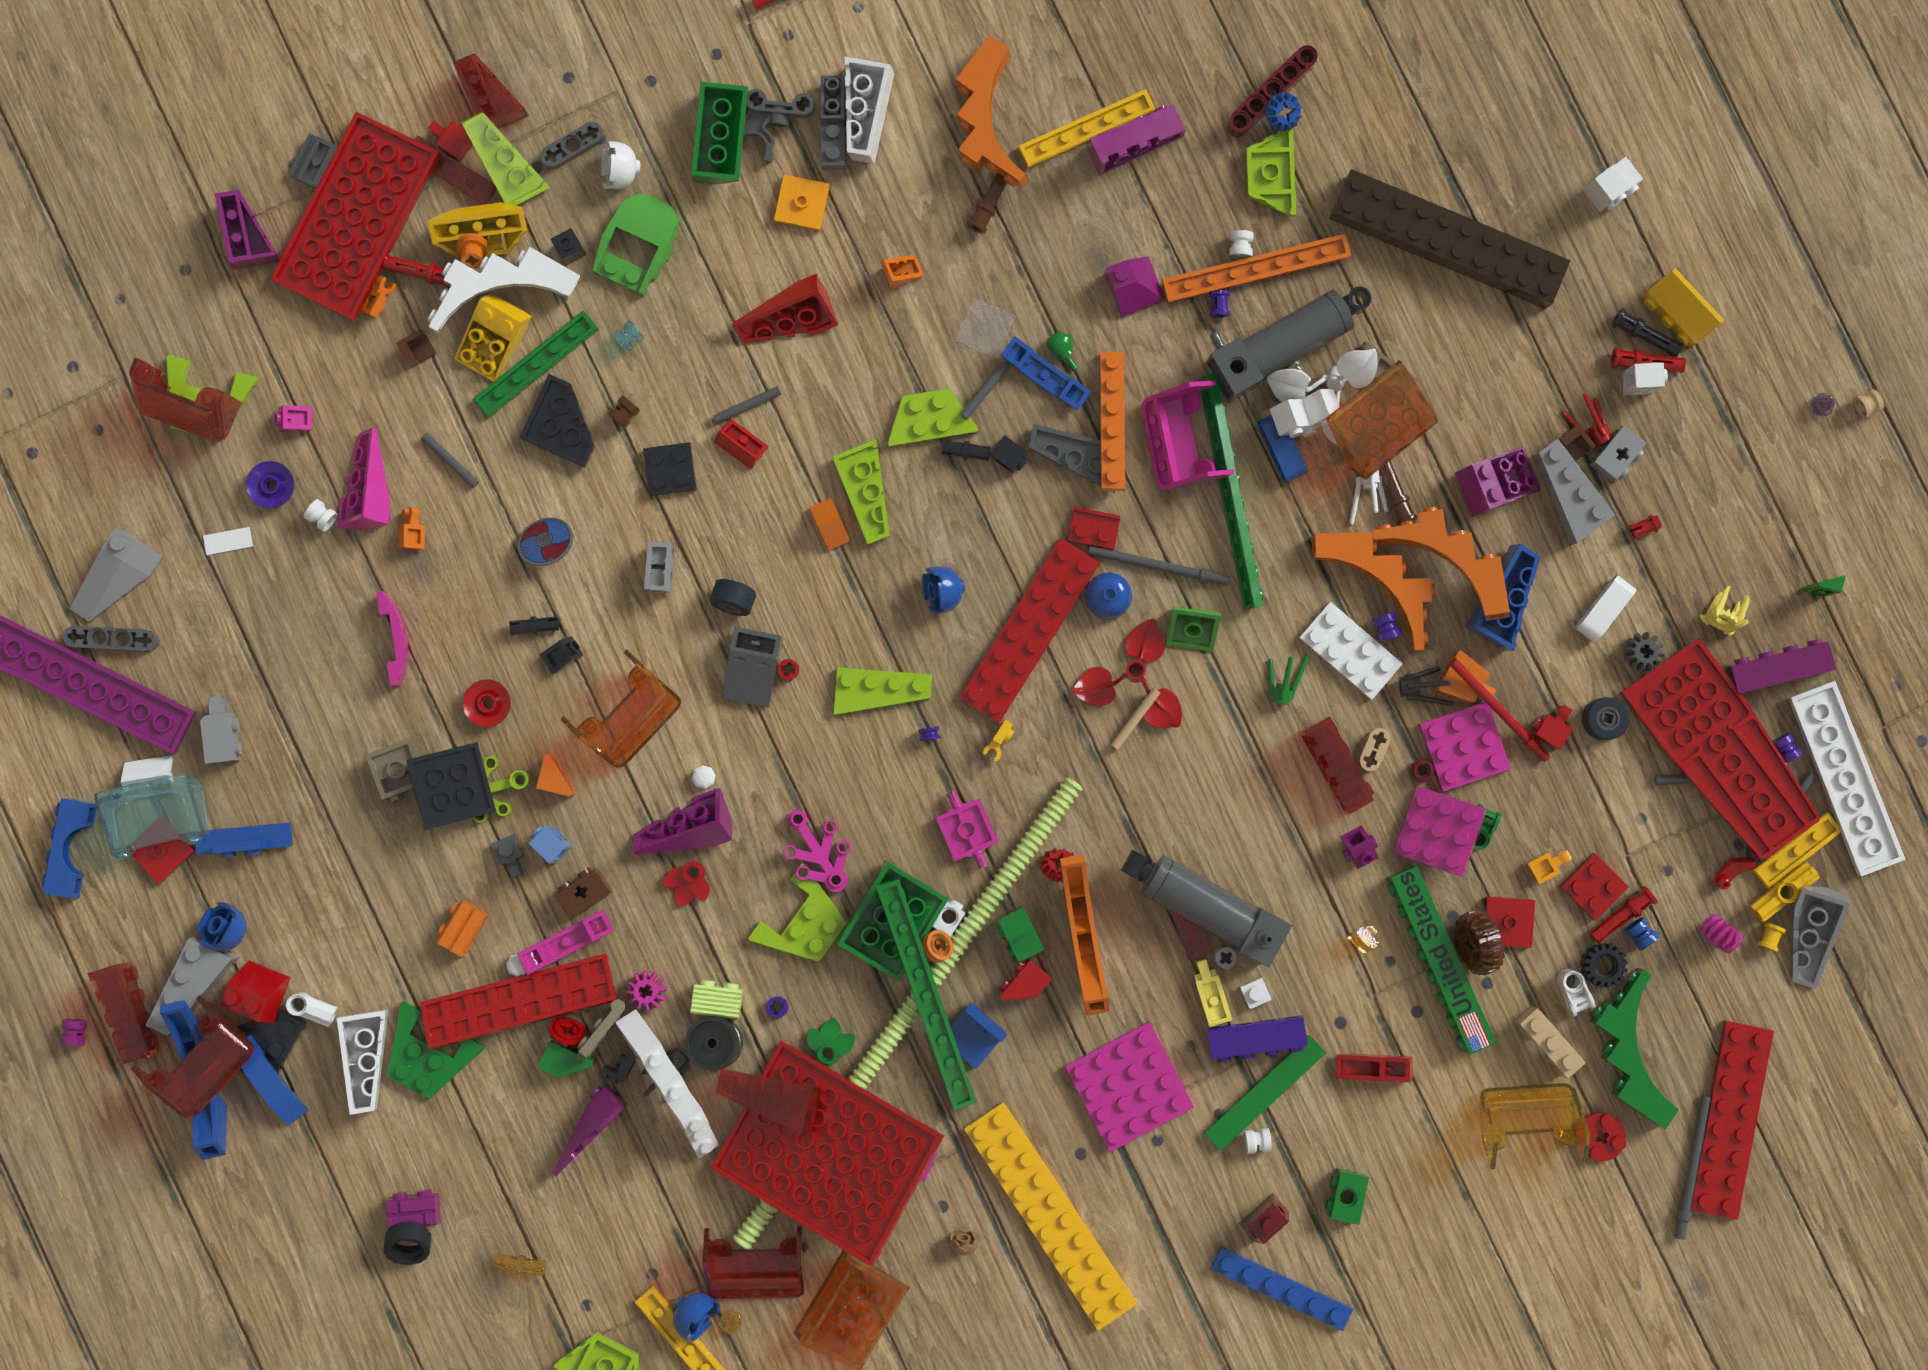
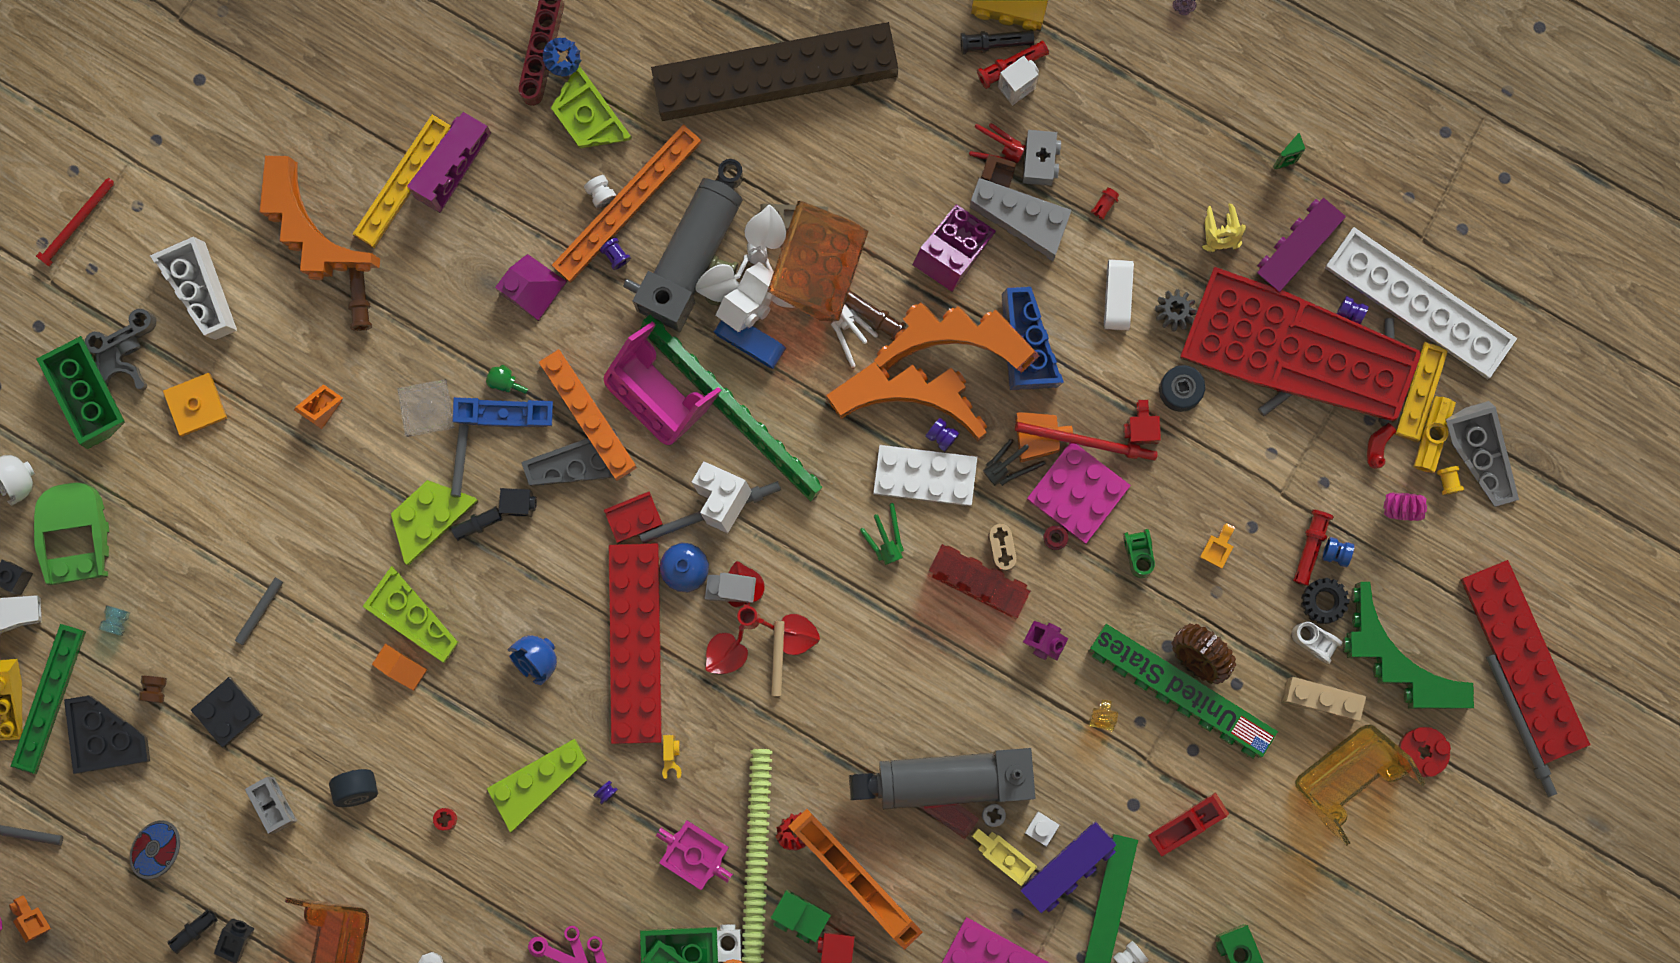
camera: 25 degrees left, 5 degrees down
(740, 444) = (275, 648): red slope -> none
(752, 666) = (410, 837): dark grey slope -> none
(793, 311) = (248, 501): red wedge -> none
(833, 123) = (177, 318): dark grey slope -> none
(1135, 637) = (730, 588): none -> light grey slope
(1181, 558) = (724, 493): none -> white brick
(1192, 628) = (776, 547): bright green slope -> none
(1440, 831) = (1105, 580): dark pink plate -> none
(1513, 919) = (1220, 614): red plate -> none
(1594, 886) = (1271, 538): red plate -> none

